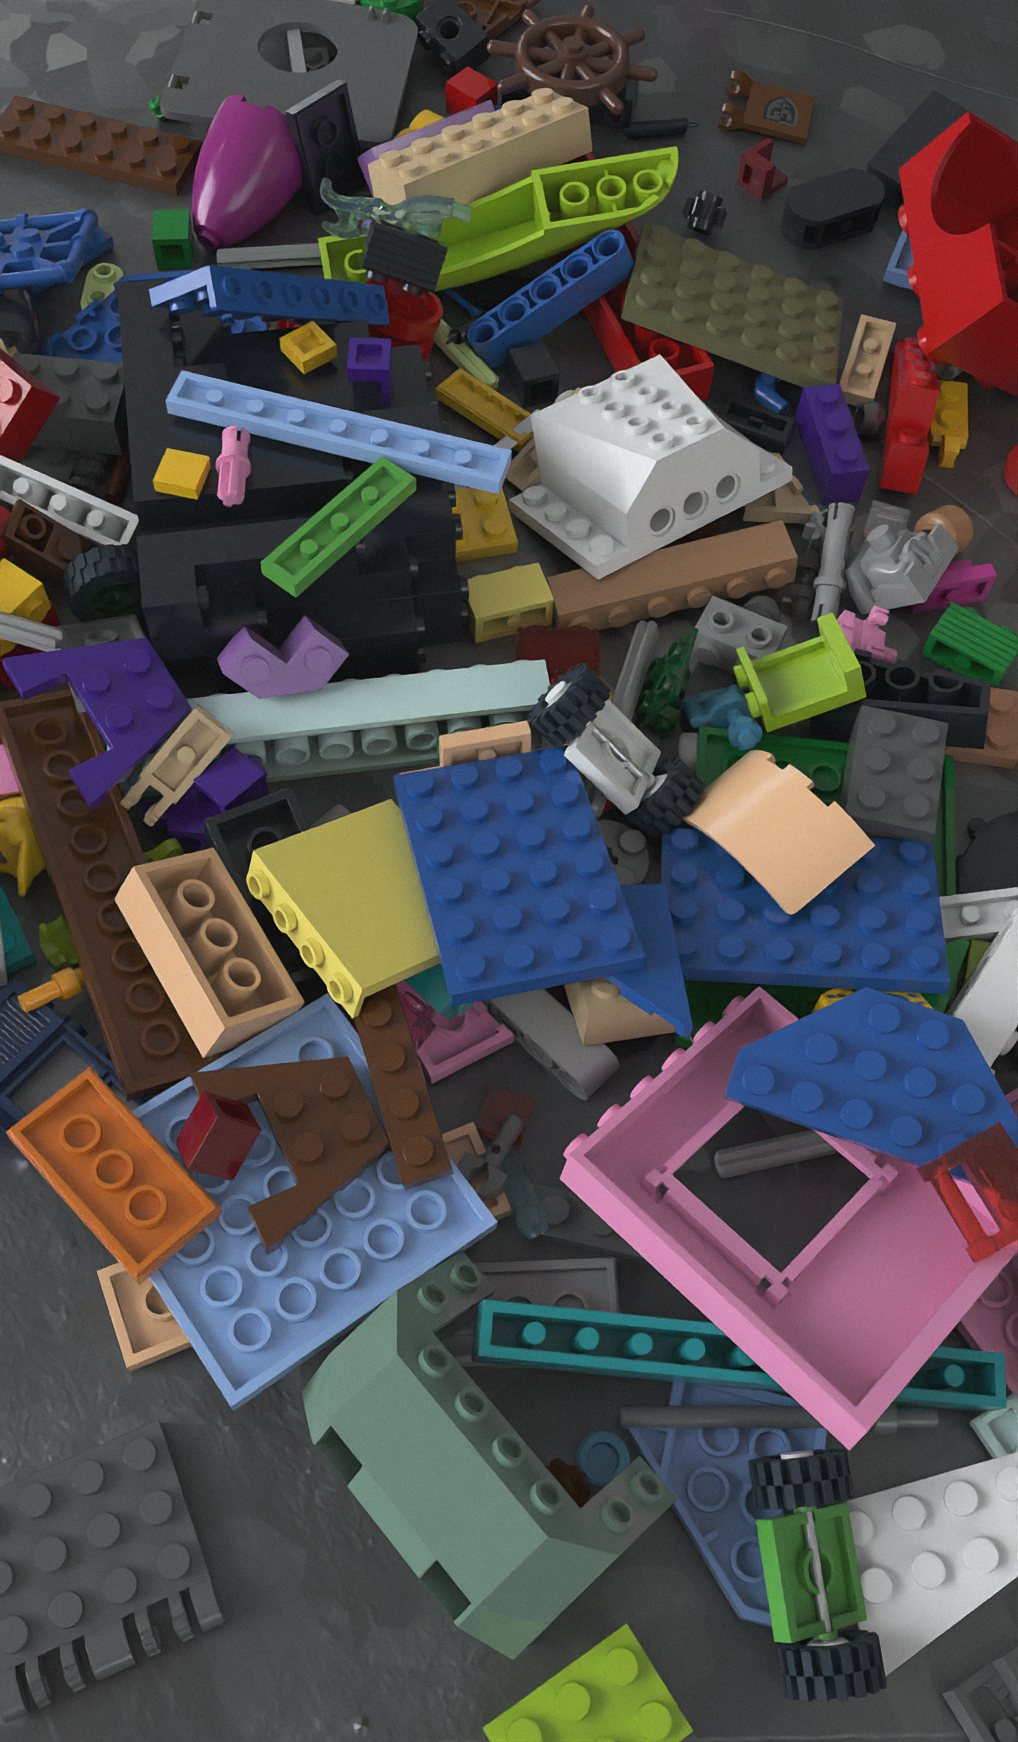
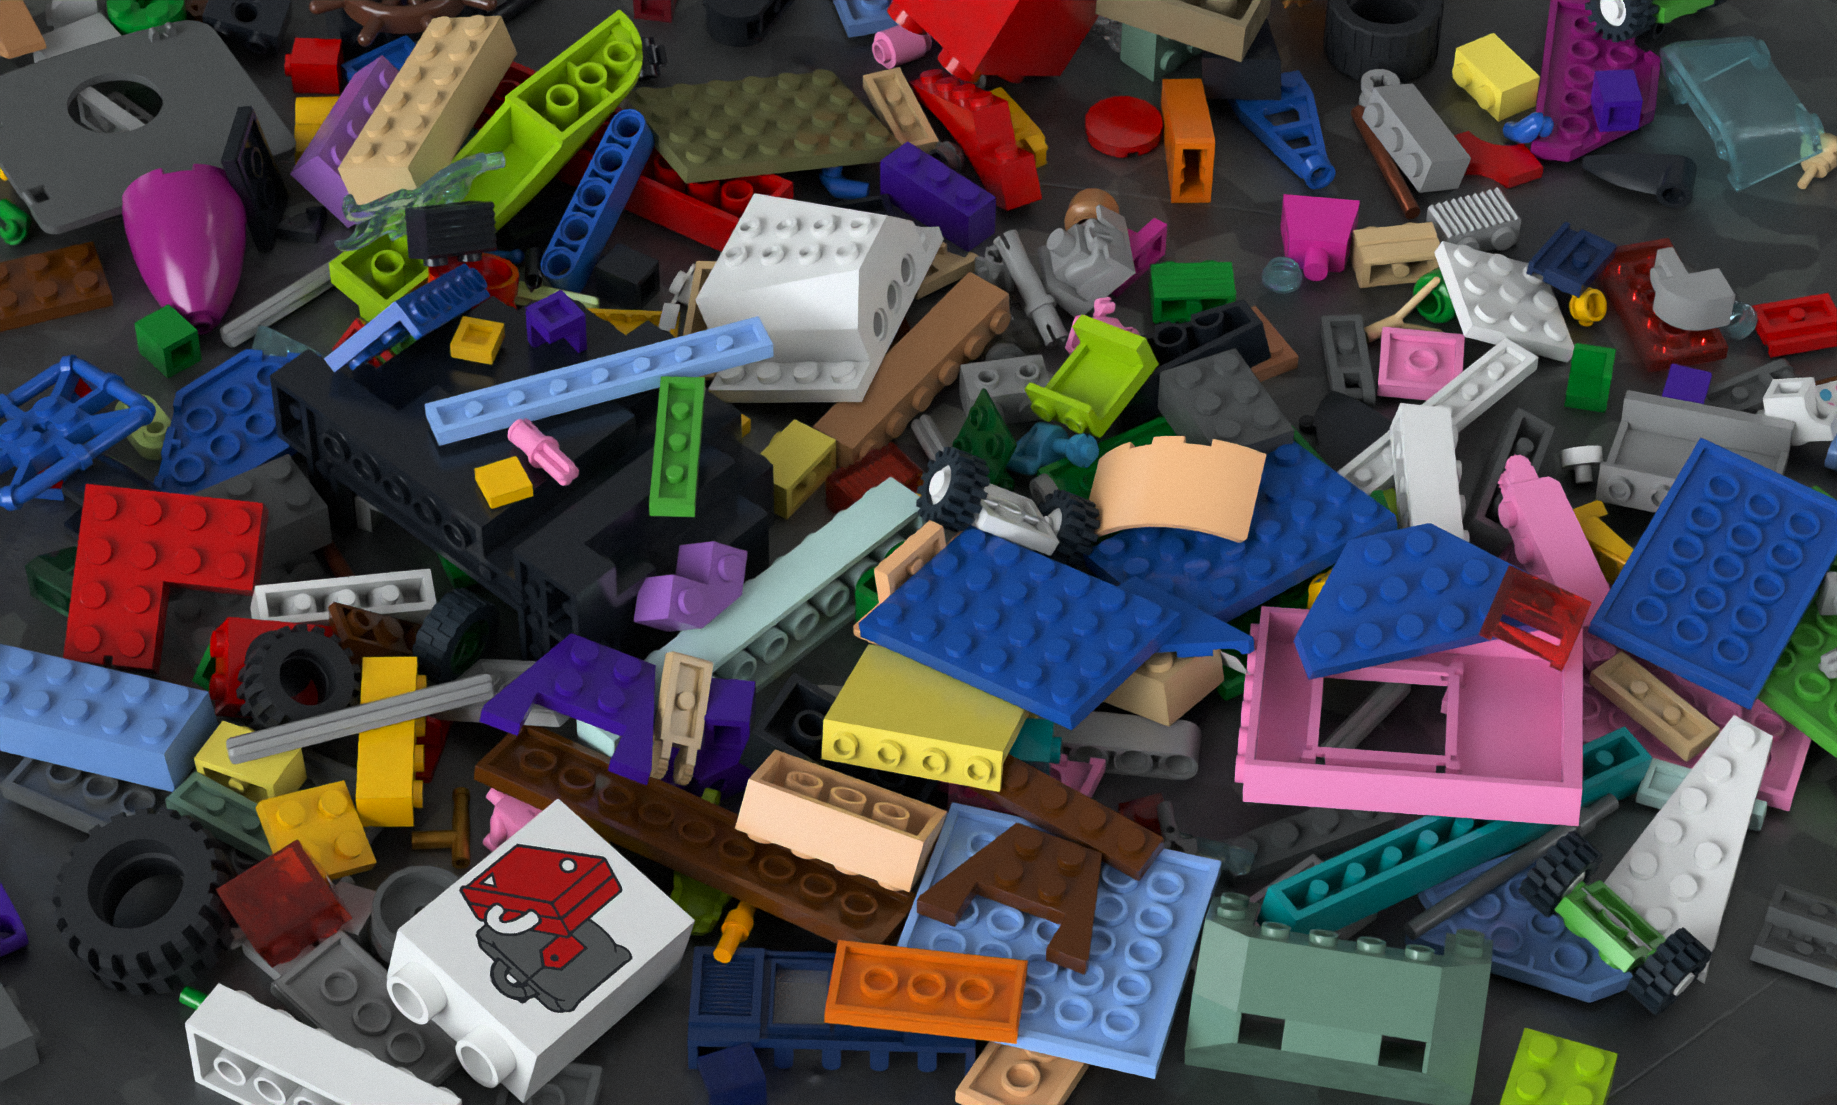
camera: 35 degrees left, 15 degrees down
(218, 1136) = (980, 919): dark red panel -> none
(883, 513) = (1034, 233): clear tile -> none
(905, 307) = (899, 46): none -> bright pink brick

